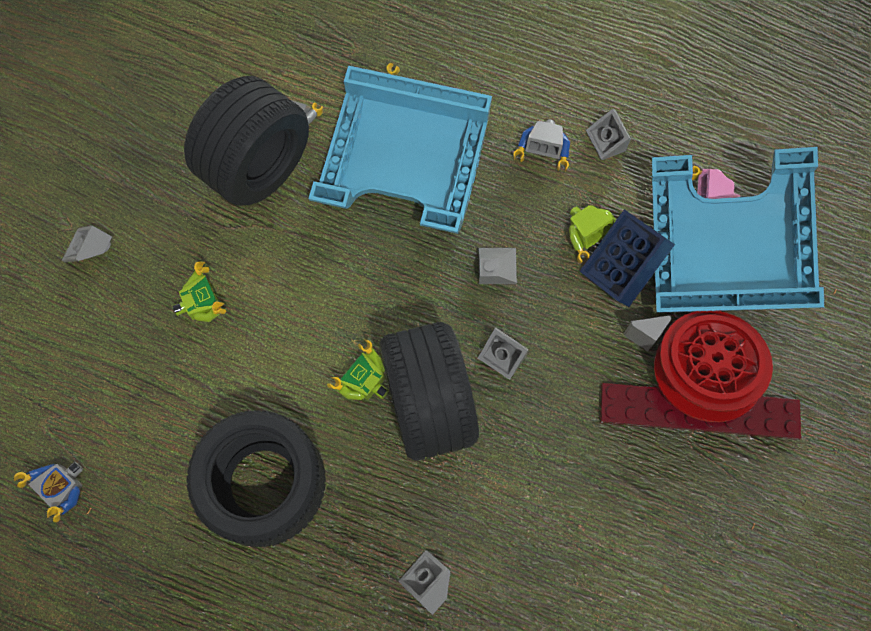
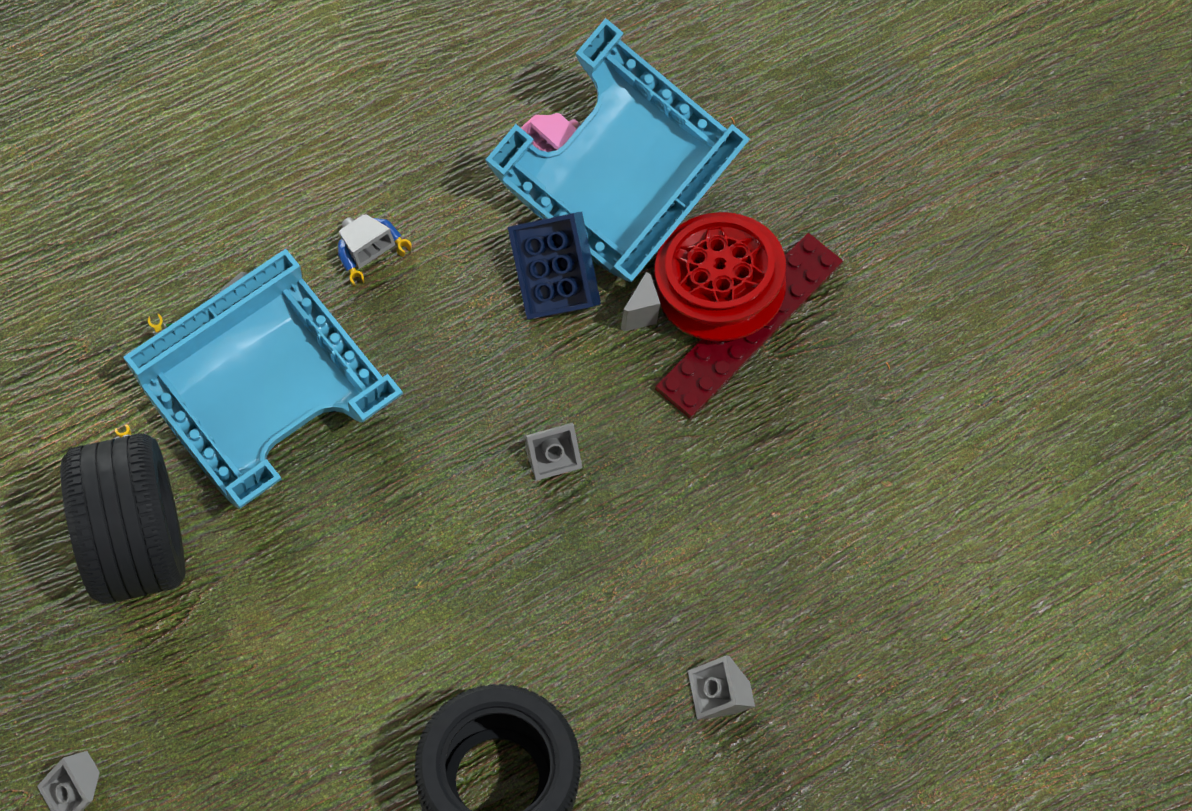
camera: 60 degrees left, 5 degrees down
(199, 297) = (242, 705): torso -> none
(363, 377) = (468, 600): torso -> none
(430, 390) = (547, 536): black tyre -> none
(497, 266) = (455, 389): light grey slope -> none
(588, 227) = (492, 275): lime torso -> none
(609, 135) = (411, 180): light grey slope -> none

